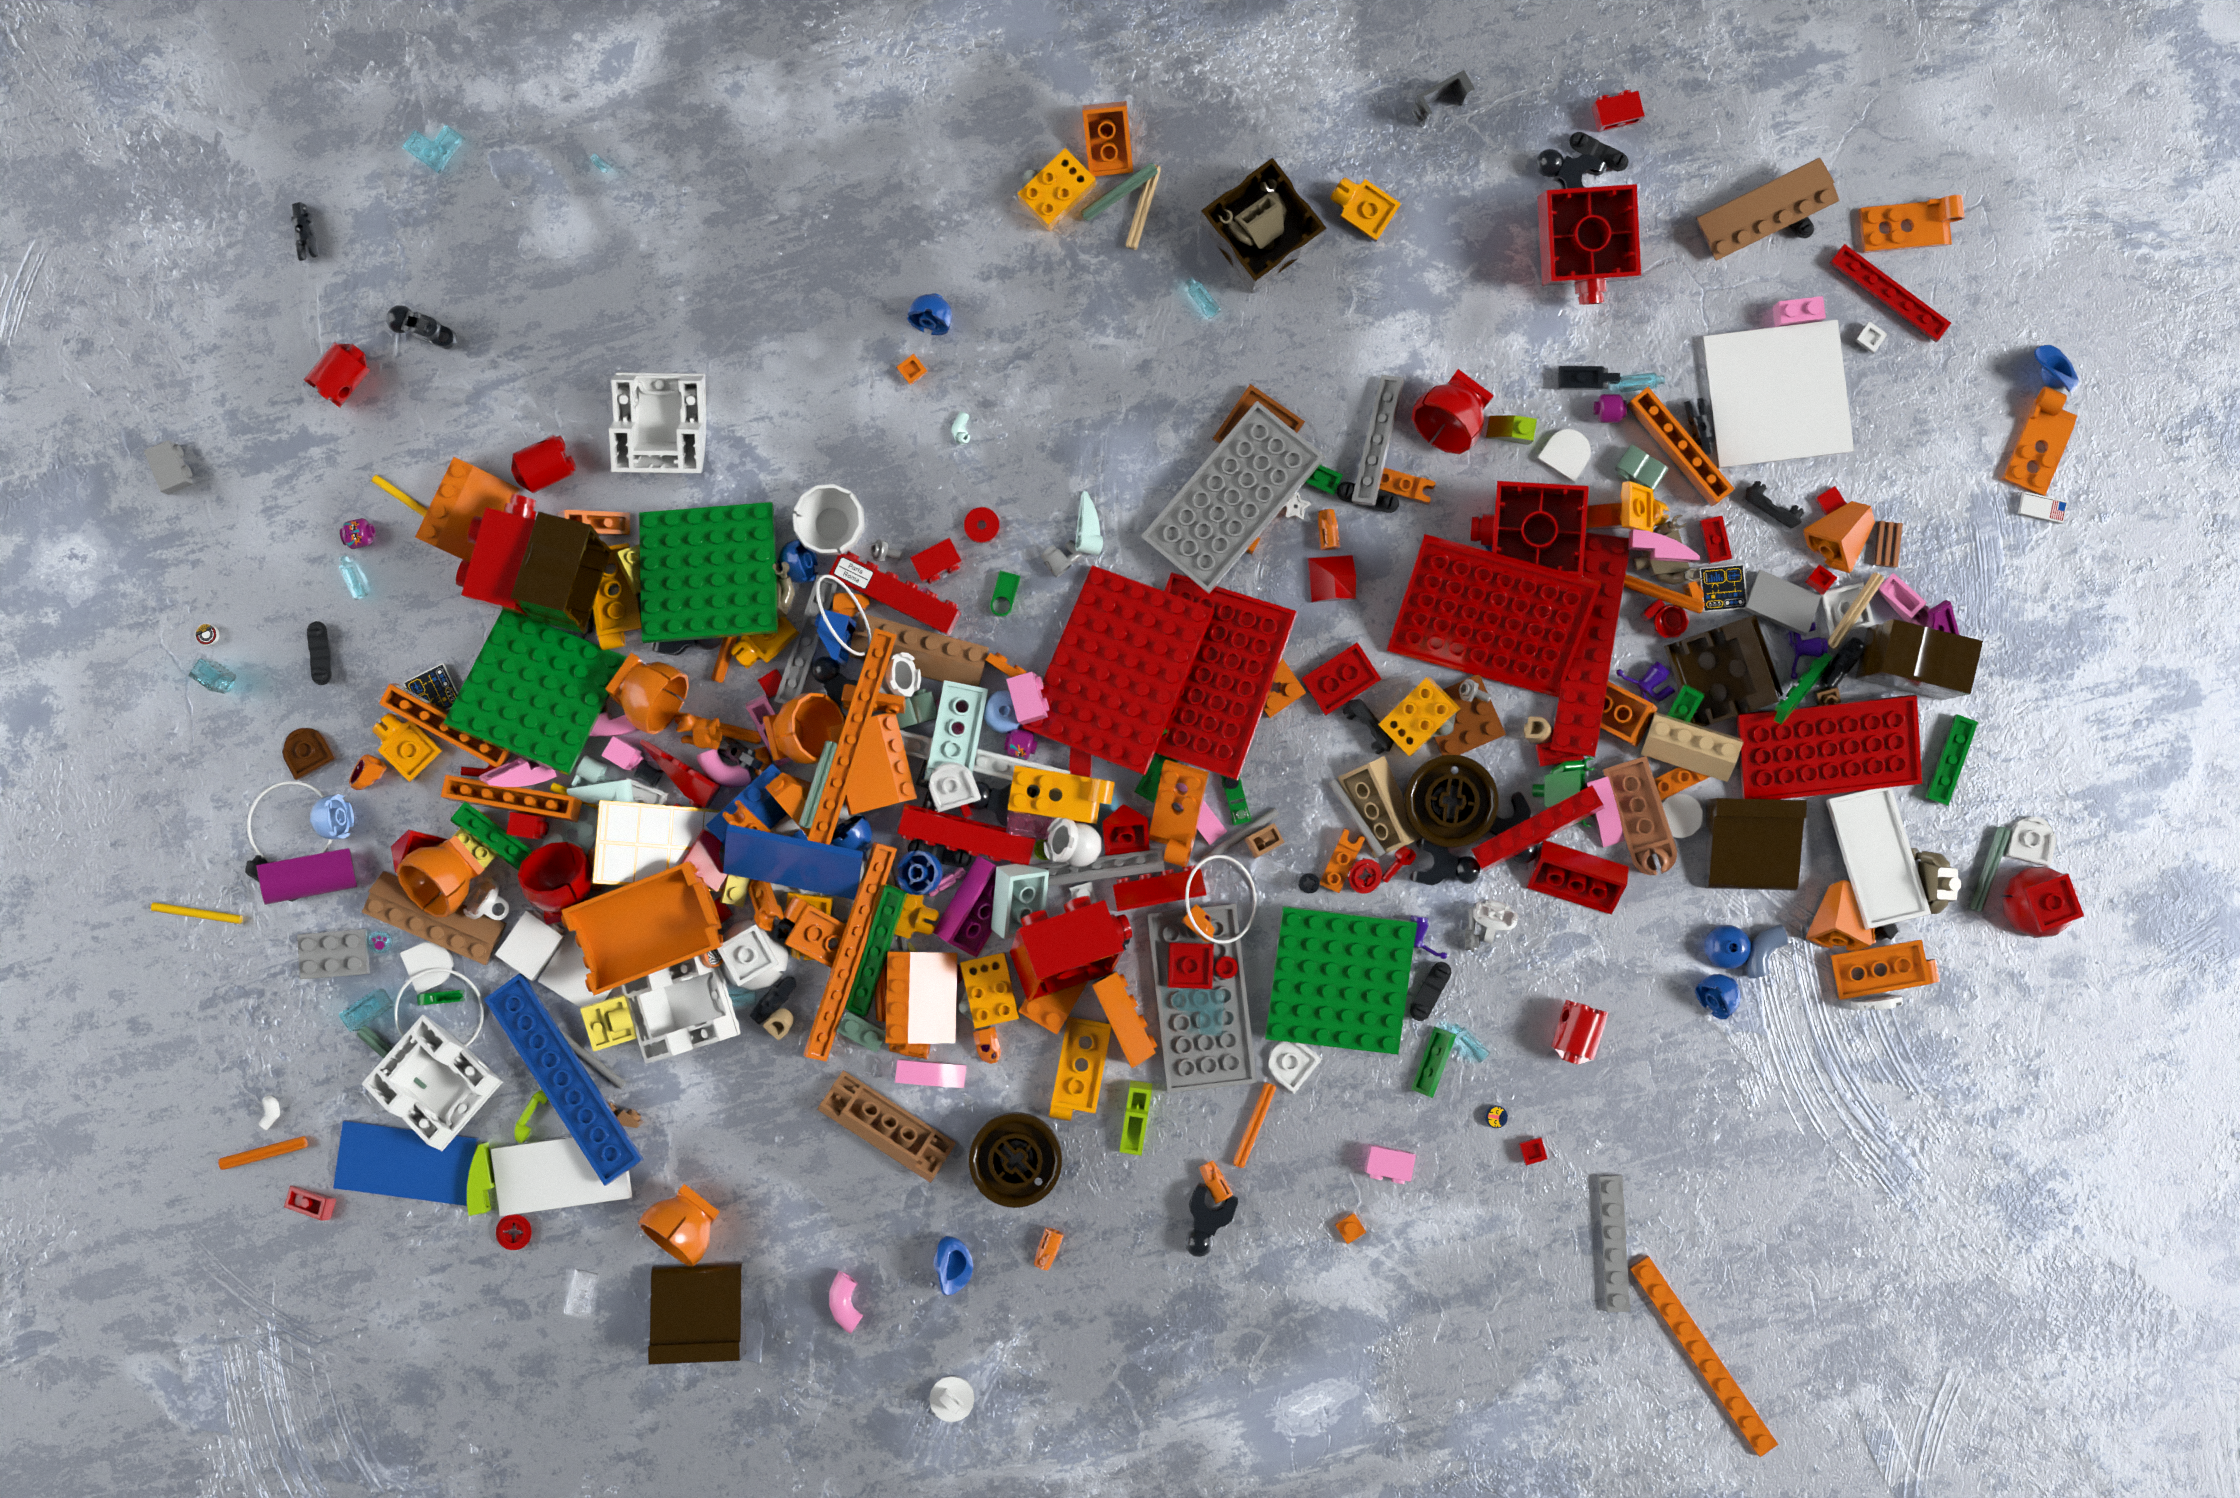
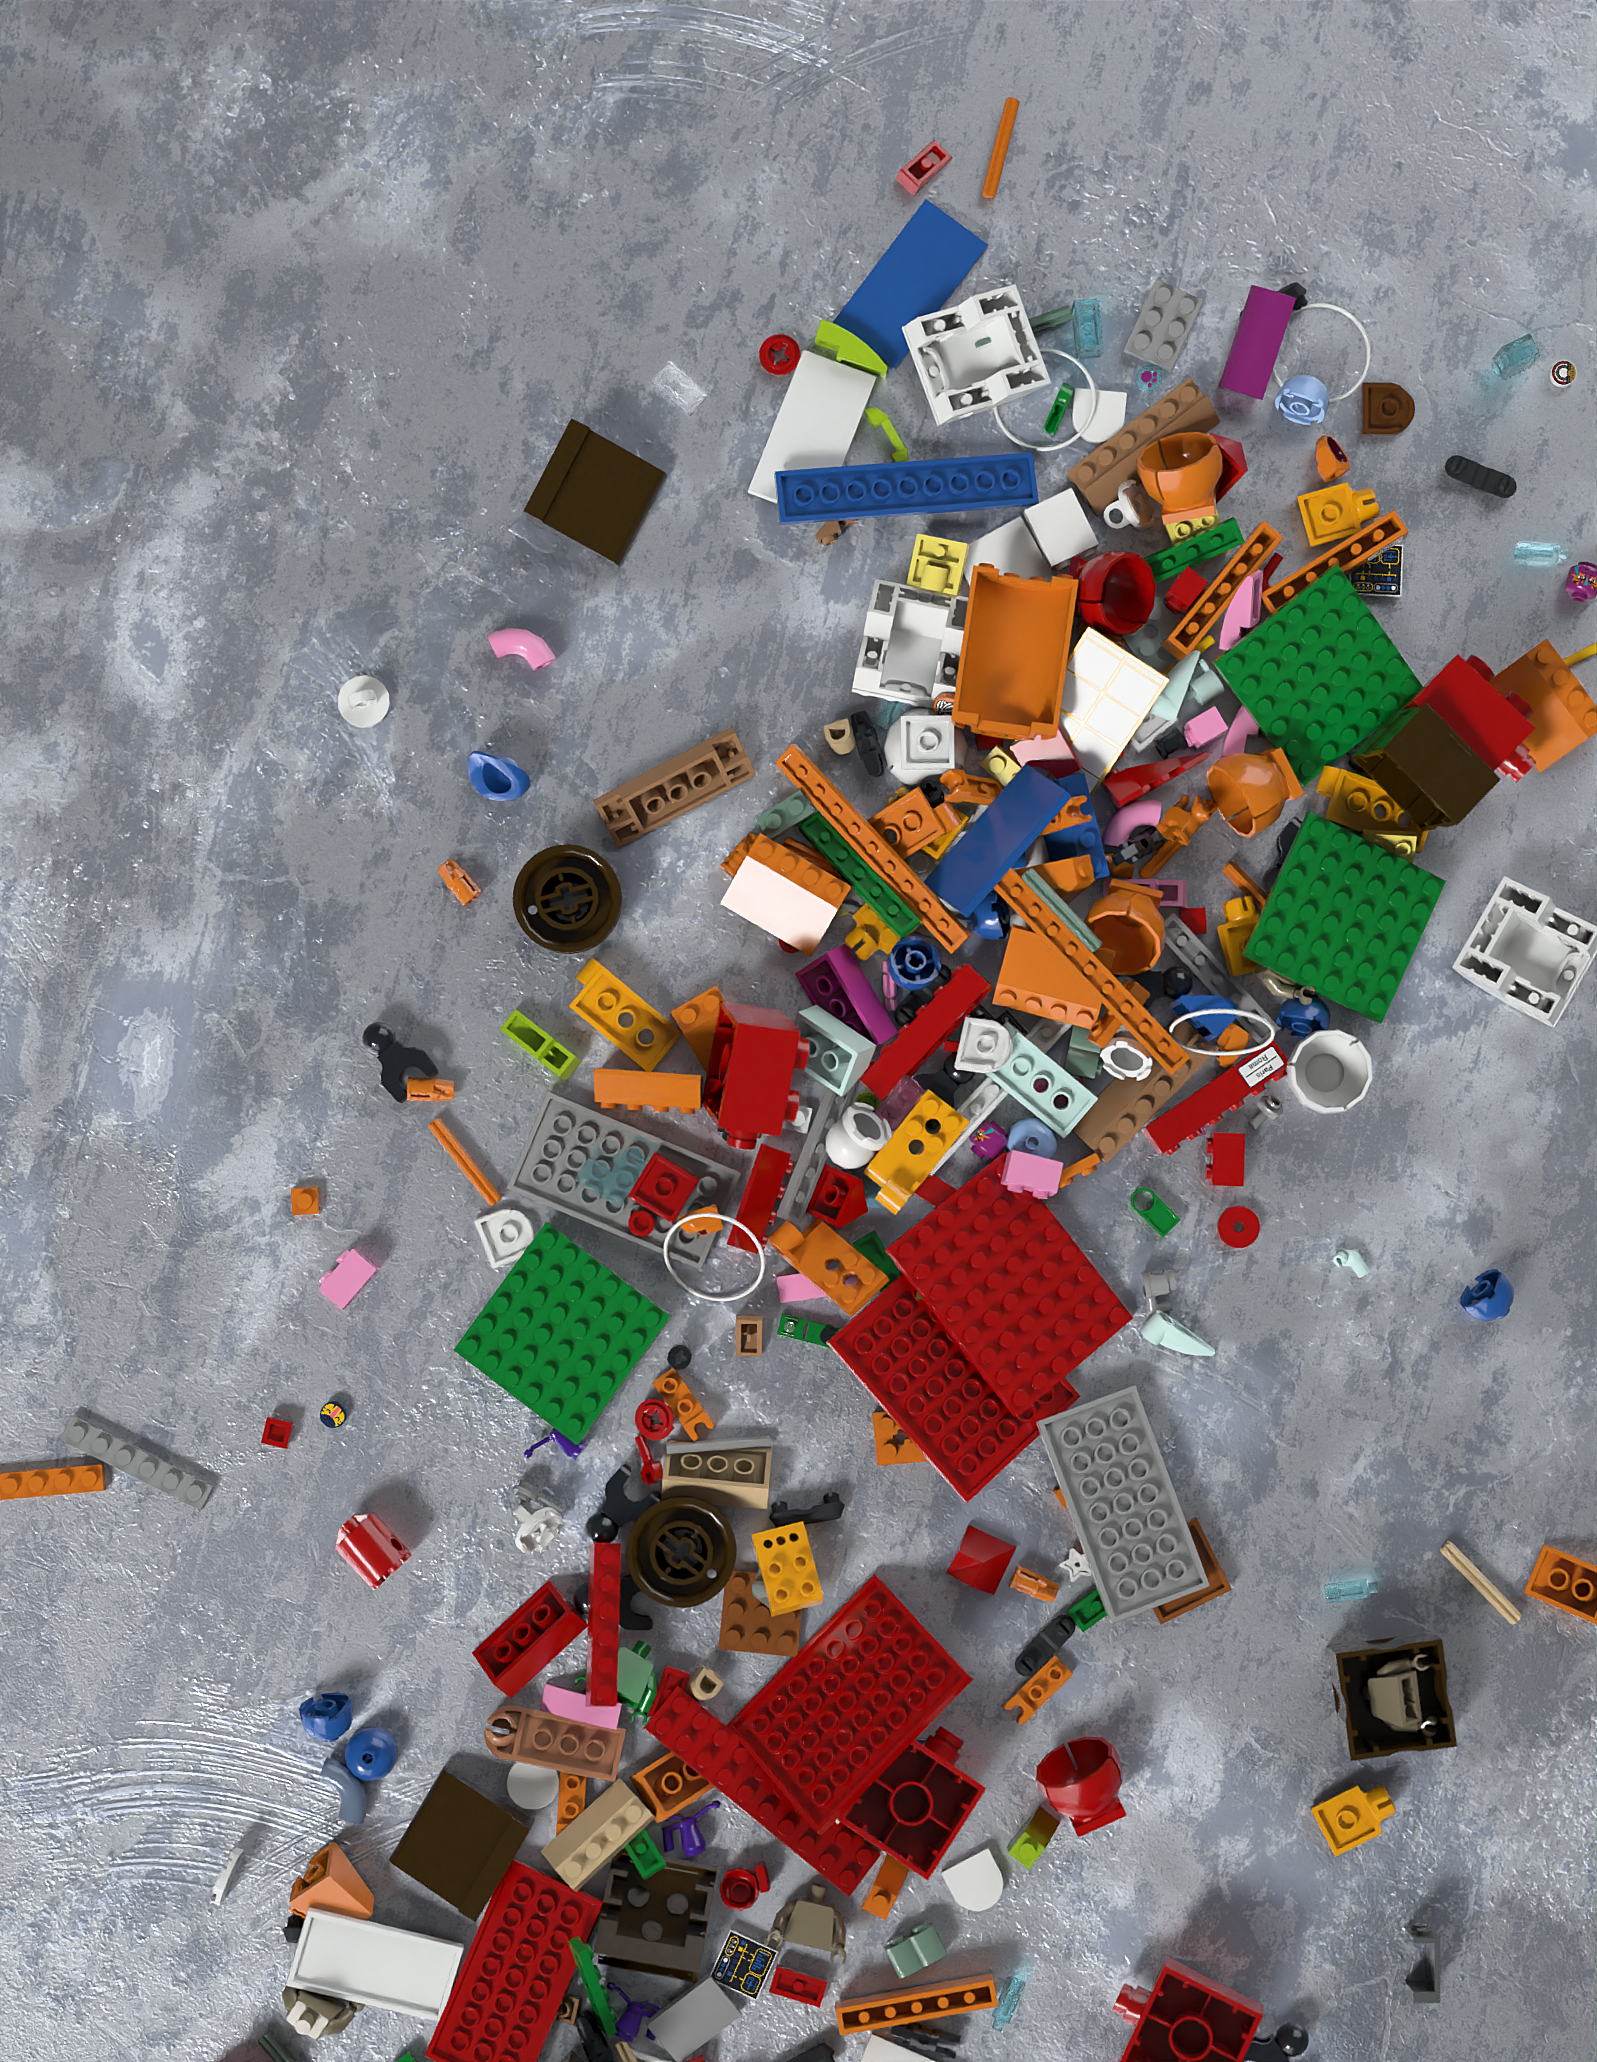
camera: 125 degrees right, 0 degrees up
(197, 913) = (1281, 211): yellow piece -> none
(272, 1112) = (1038, 179): white arm -> none
(542, 464) = (1551, 809): red cylinder -> none
(594, 1062) = (905, 528): light grey bar -> none
(603, 522) = (1456, 838): orange slope -> none
(681, 1225) = (692, 525): orange plate -> none
(912, 369) = (1441, 1245): orange plate -> none
(930, 1073) = (703, 861): bright pink slope -> none
(987, 1044) = (699, 935): orange rock -> none
(988, 991) = (753, 967): light orange piece -> none
(1055, 189) = (1549, 1501): light orange piece -> none
(1119, 191) = (1510, 1566): sand green axle -> none
(1227, 844) = (768, 1318): light grey bar -> none
(1341, 679) = (871, 1510): red plate -> none
(1377, 440) = (1098, 1689): light grey plate -> none
(1430, 991) = (498, 1419): black piece -> none
(1433, 1062) = (425, 1382): green plate -> none
(1469, 690) = (785, 1636): light grey plate -> none
(1470, 1043) = (423, 1430): clear light blue cylinder -> none
(1585, 378) = (1043, 1946): black hinge -> none
(1610, 408) = (997, 1954): magenta head -> none
(1640, 508) = (874, 1924): light orange plate -> none
(1661, 547) = (822, 1922): bright pink slope -> none
(1664, 594) = (771, 1897): orange axle -> none
(1693, 590) = (755, 1929): orange plate -> none
(1904, 969) = (249, 1927): orange hinge -> none

